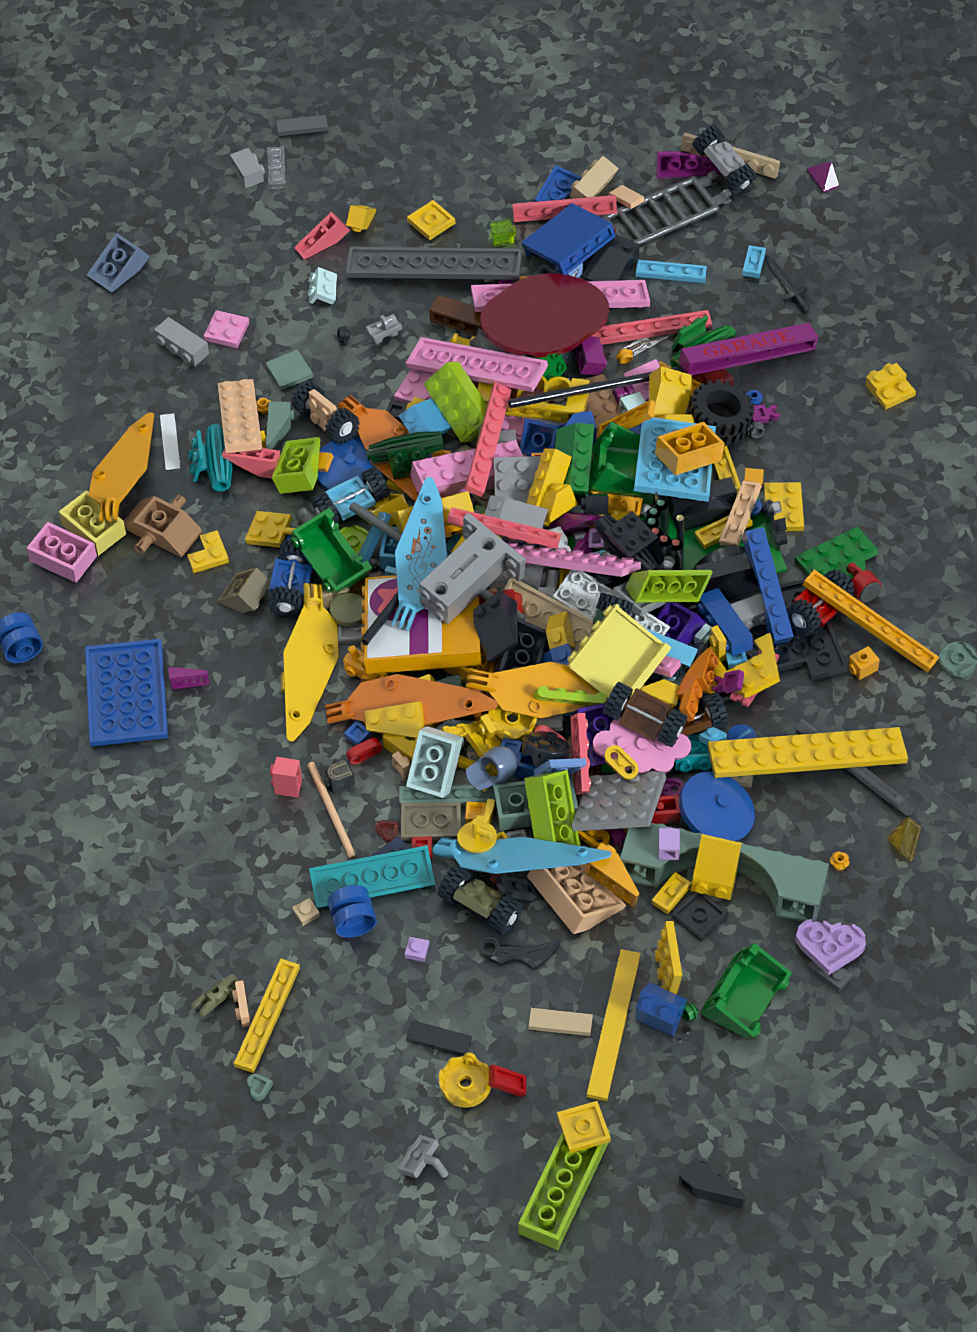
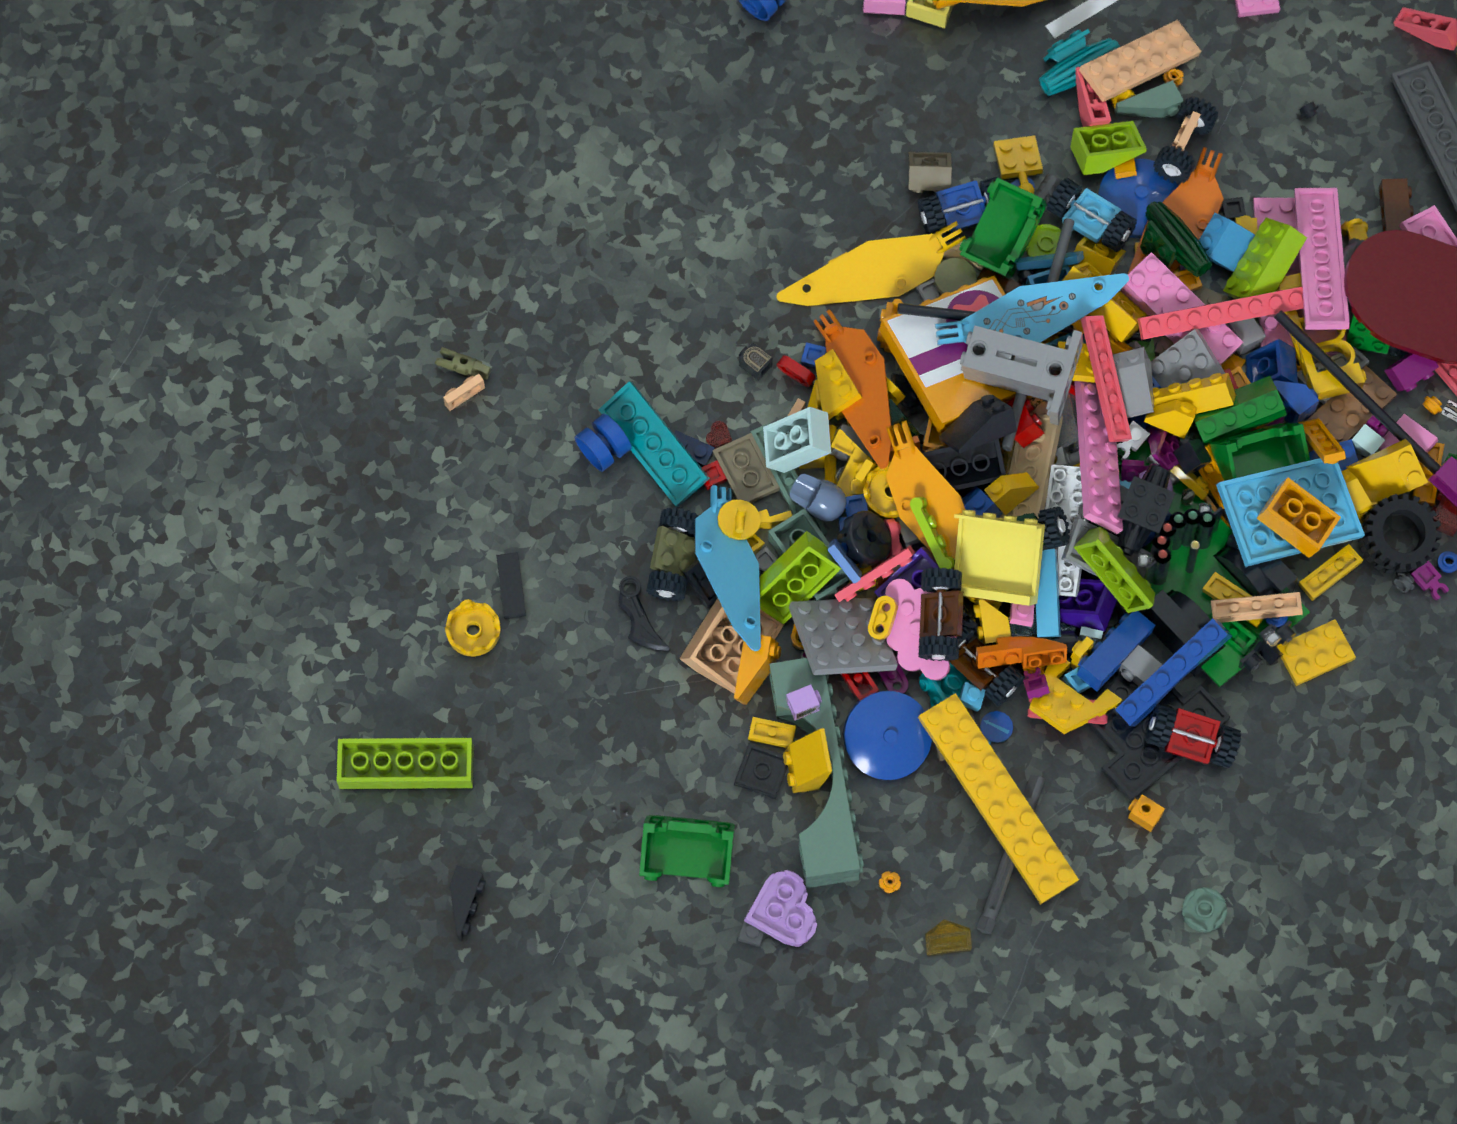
camera: 65 degrees right, 15 degrees up
(126, 692) = (757, 121): blue plate -> none
(162, 525) = (967, 56): medium nougat slope -> none
(187, 678) = (796, 162): magenta slope -> none
(212, 555) = (962, 121): yellow plate -> none
(258, 1086) = (388, 448): sand green tile -> none
(266, 1015) = (463, 419): yellow plate -> none
(286, 776) = (725, 313): coral brick -> none
(289, 369) = (1234, 80): sand green tile -> none
(306, 911) = (591, 402): tan plate -> none
(322, 286) = (1362, 60): light aqua bracket -> none
(332, 811) = (715, 374): light nougat piece -> none
(384, 327) = (1335, 146): light grey hips -> none
(417, 949) = (598, 522): lavender plate -> none
(419, 1156) = (375, 623): light grey plate -> none
(474, 809) = (776, 505): light orange plate -> none
(507, 1080) = (488, 666): red tile -> none
(560, 1021) = (580, 689): tan tile -> none
(583, 1127) = (458, 754): yellow plate -> none
(613, 1025) = (600, 739): yellow tile -> none
(660, 1009) = (627, 773): blue slope -> none
(668, 958) = (677, 759): yellow plate -> none
(690, 1011) = (646, 804): green plate -> none
(754, 475) = (1338, 606): light orange tile -> none
(848, 554) = (1270, 740): green plate -> none
(870, 621) = (1197, 798): light orange plate -> none

